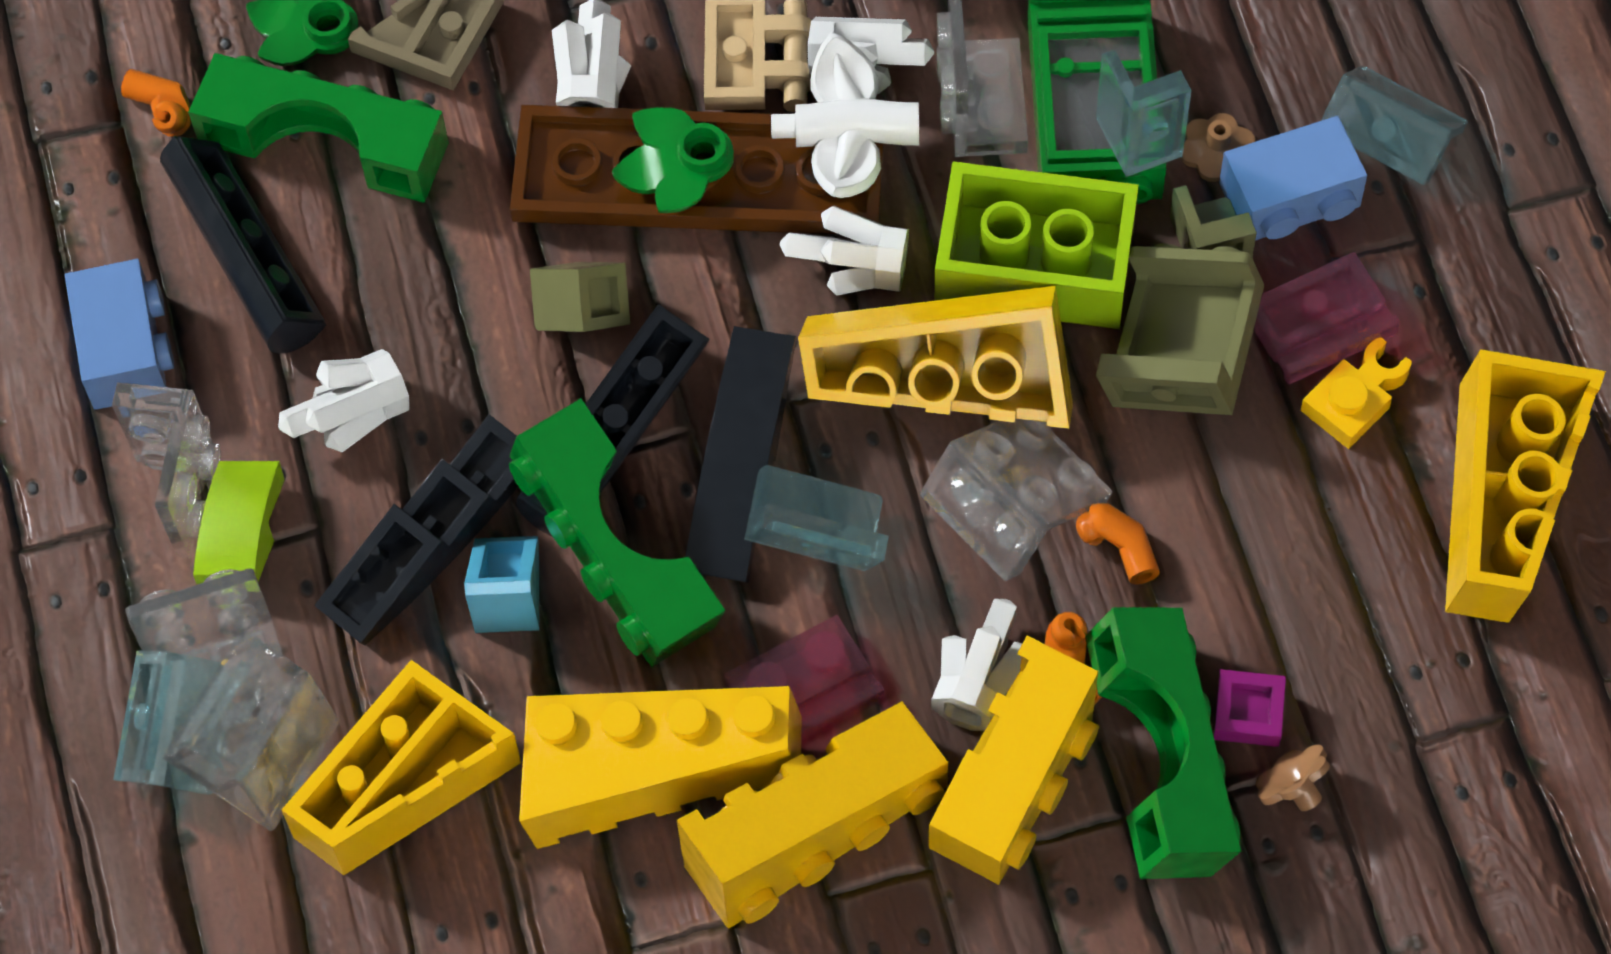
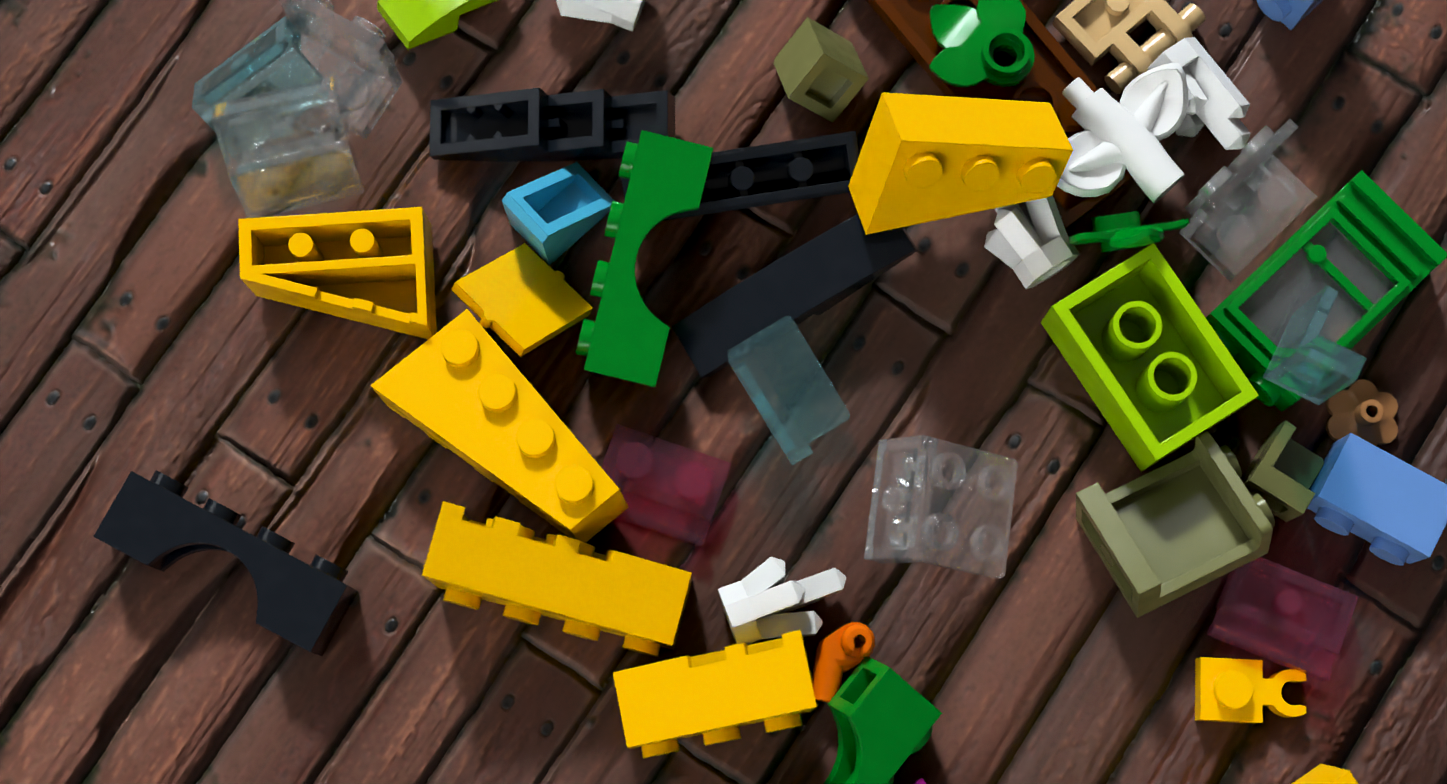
camera: 45 degrees right, 15 degrees up
(554, 659) = (522, 299): none -> yellow piece
(752, 245) = (954, 158): none -> yellow wedge
(920, 185) = (1124, 231): none -> green plate
(946, 355) = (995, 369): yellow wedge -> none
(1125, 533) = (975, 614): orange arm -> none

